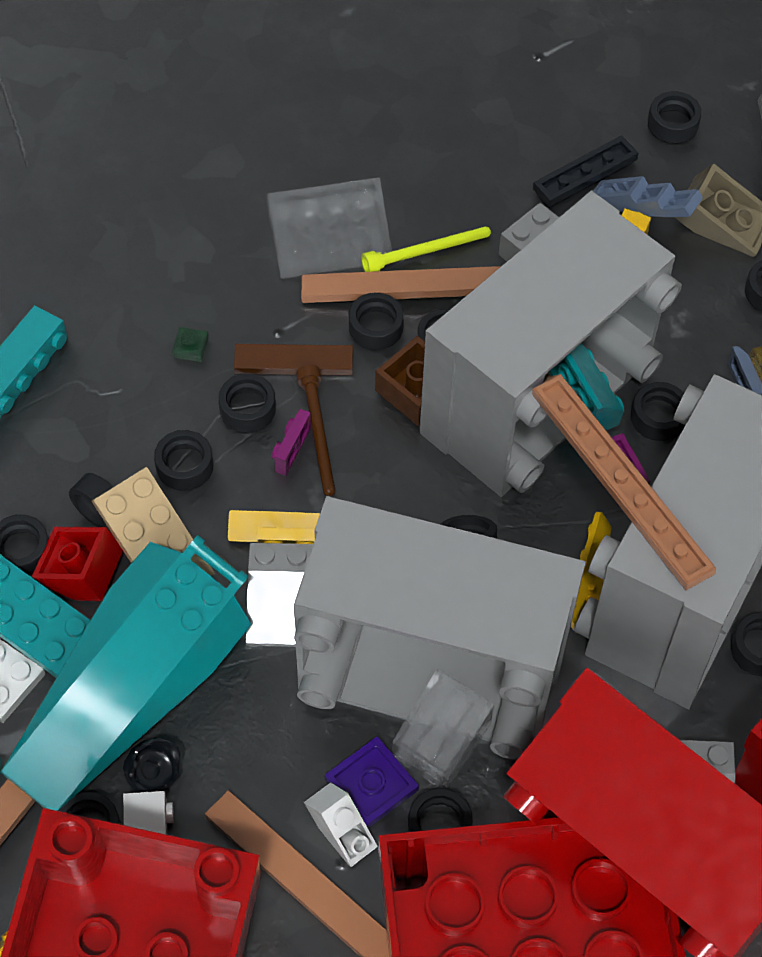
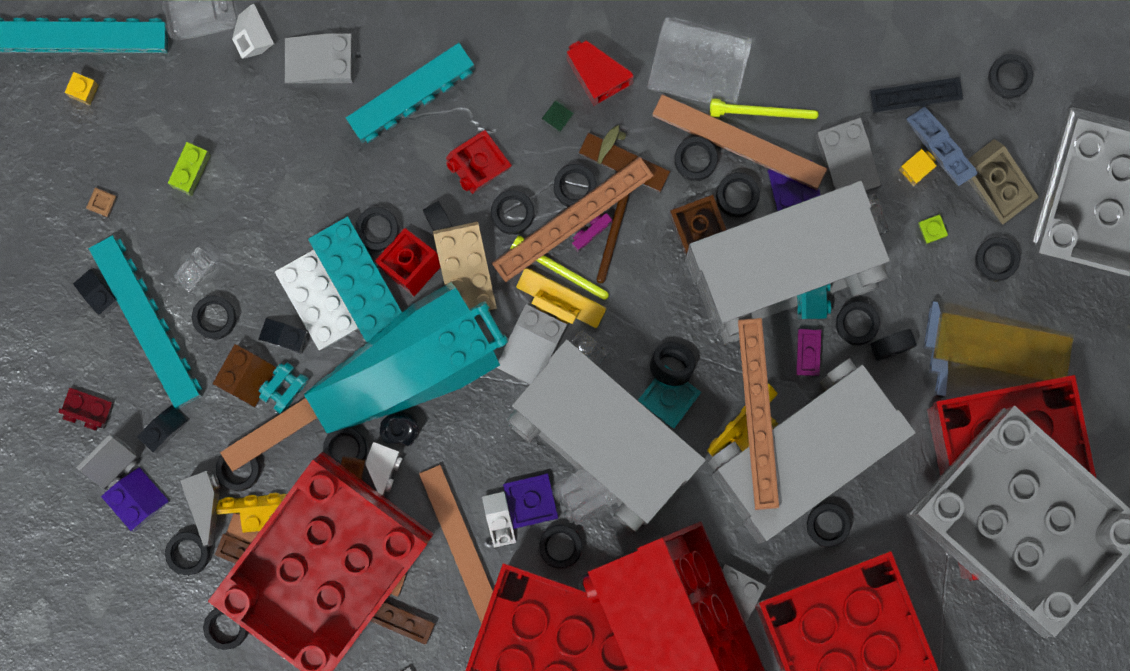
camera: 30 degrees right, 25 degrees up
(114, 423) = (477, 162): none -> red plate
(213, 493) = (568, 274): none -> neon yellow piece
(216, 272) = (597, 72): none -> red slope
(259, 435) = (572, 219): none -> nougat tile
(264, 338) = (609, 140): none -> olive bar
(690, 288) = (932, 229): none -> lime plate

